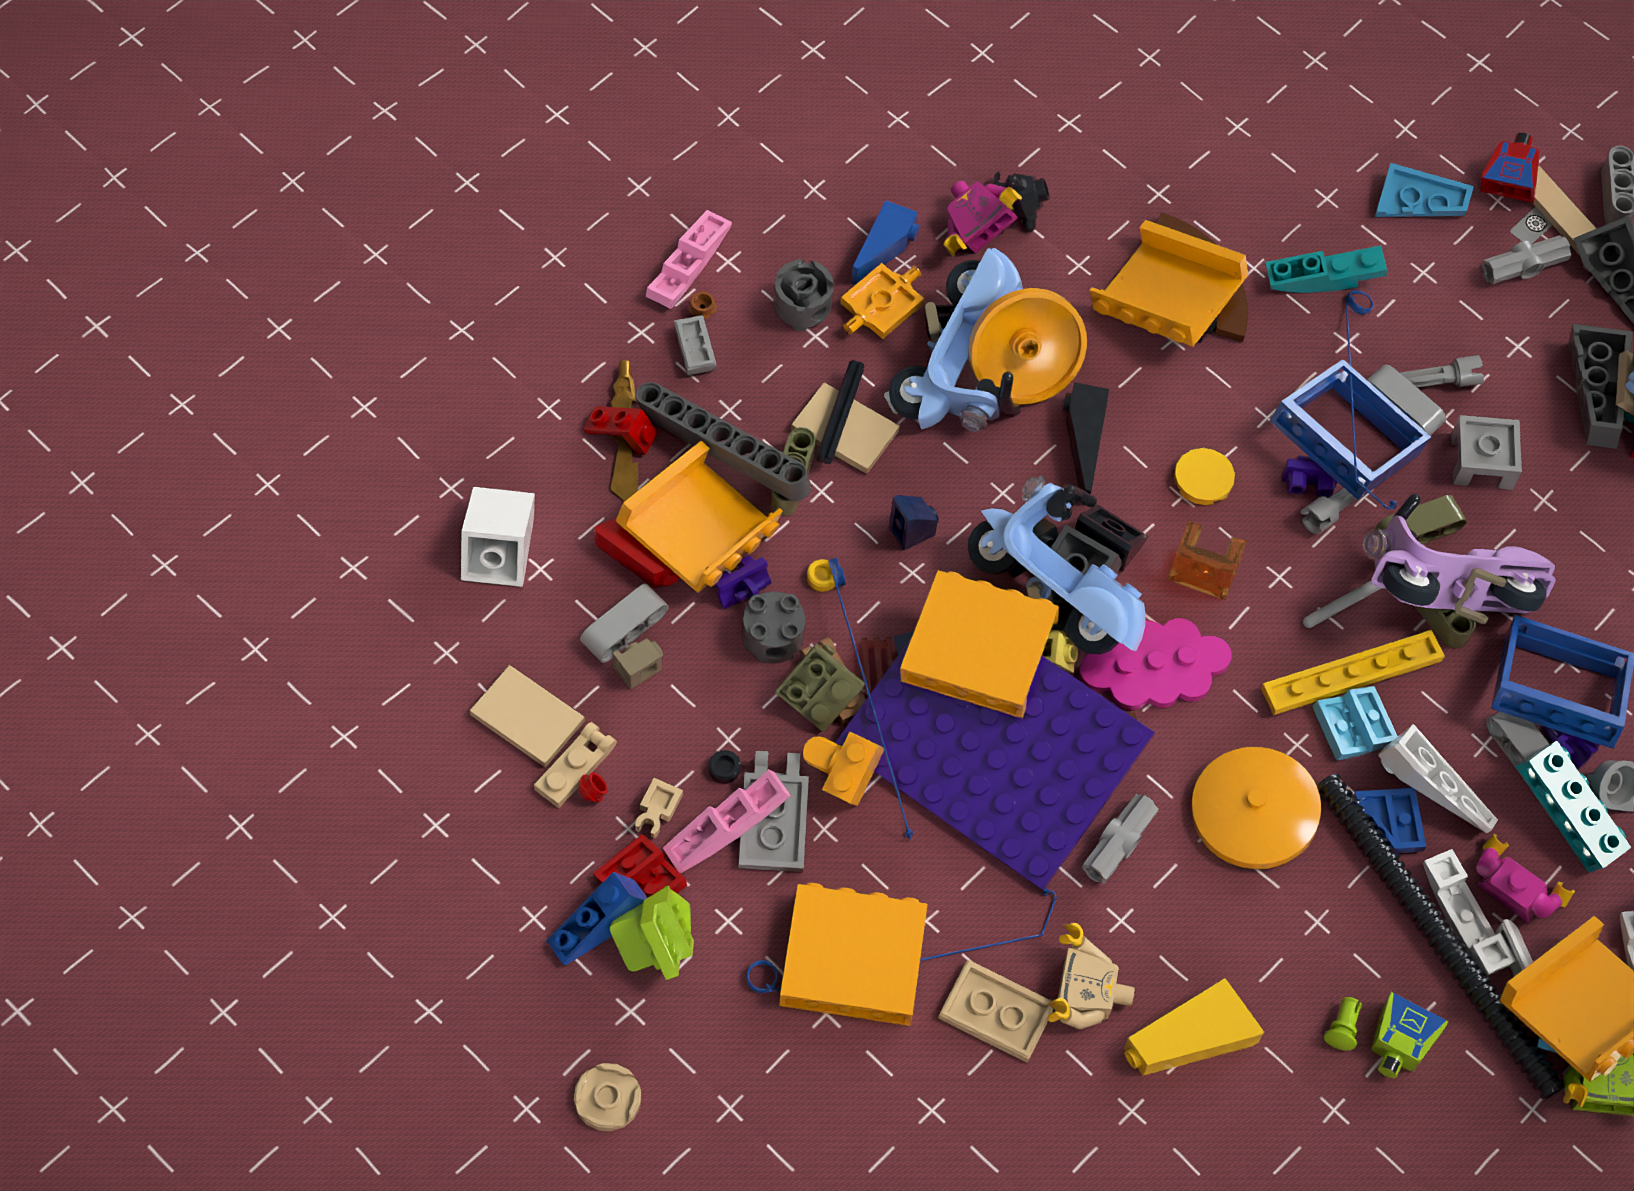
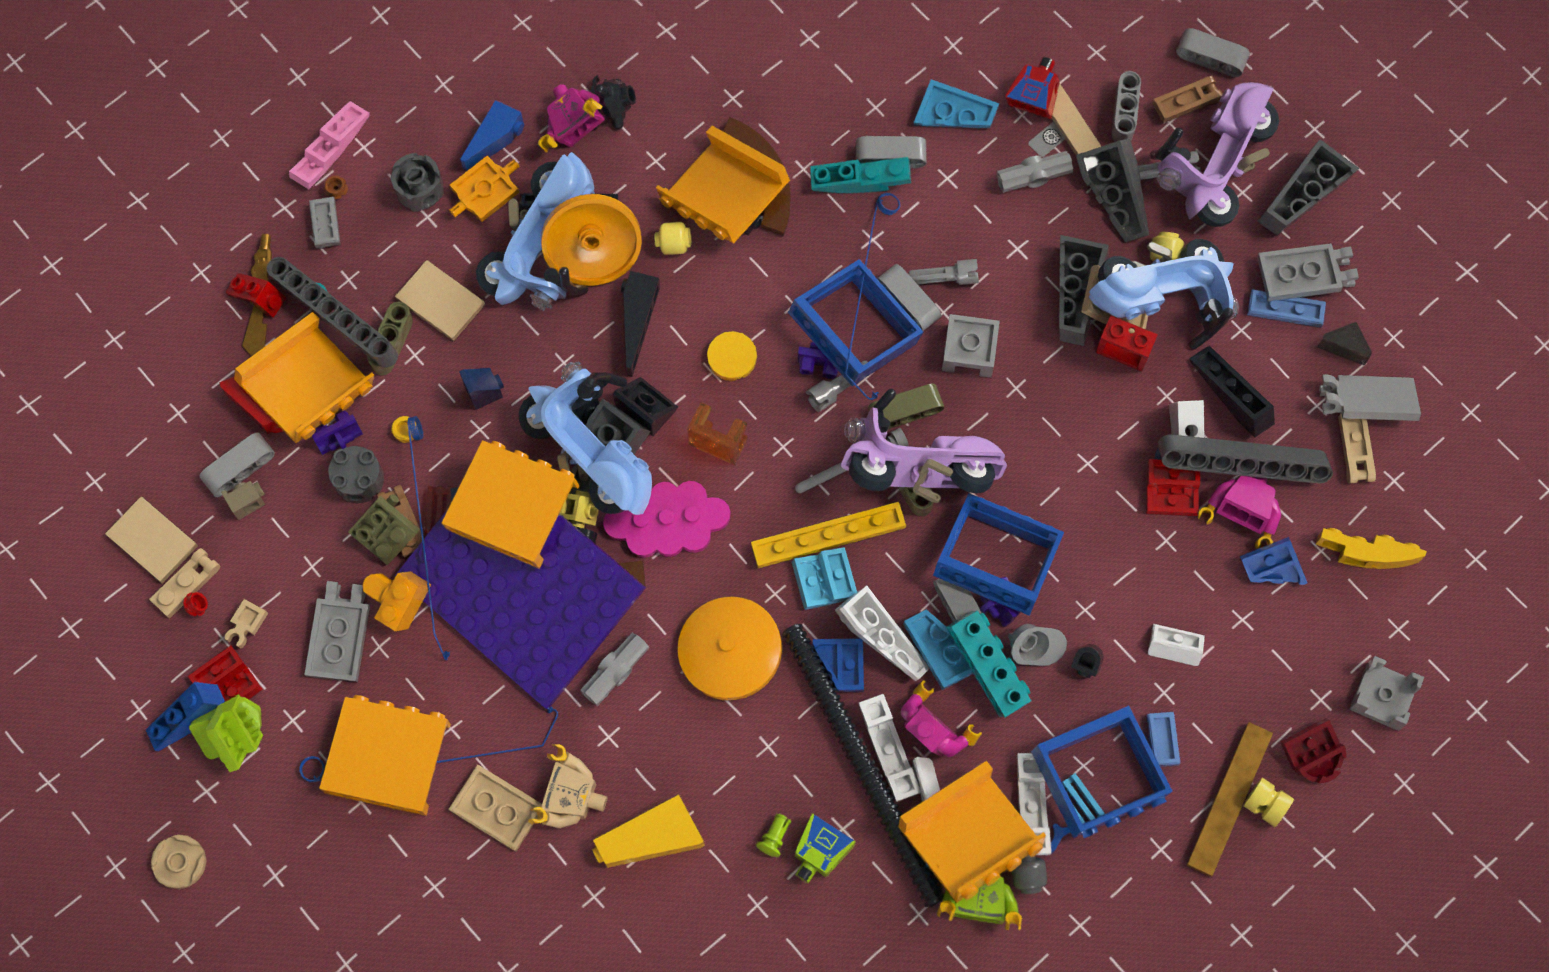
camera: 10 degrees right, 10 degrees up
(497, 536) = (142, 384): white slope -> none
(724, 766) = (304, 590): black tile -> none
(727, 822) = (297, 640): bright pink slope -> none
(840, 412) = (434, 288): black axle -> none
(1116, 346) = (673, 238): none -> light yellow head
(1348, 238) = (891, 147): none -> light grey beam
(1506, 796) = (937, 649): none -> dark azure wing

